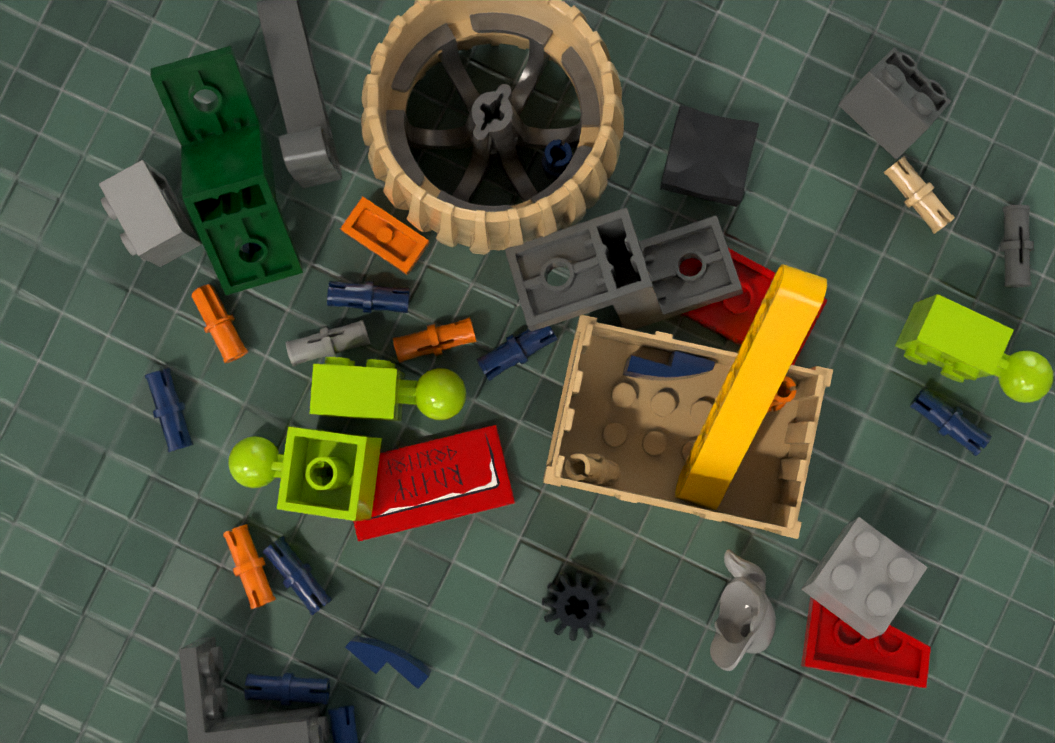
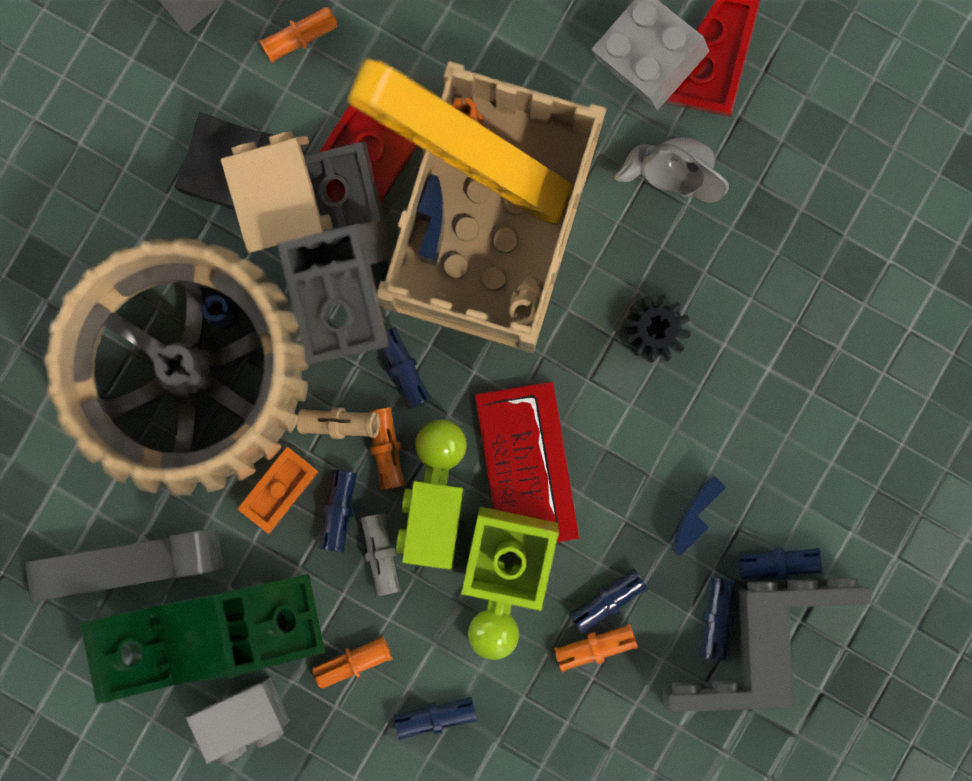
camera: 85 degrees left, 0 degrees up
(455, 311) = (338, 423): none -> tan pin
(681, 202) = (273, 192): none -> tan panel
(847, 218) = (299, 34): none -> orange axle

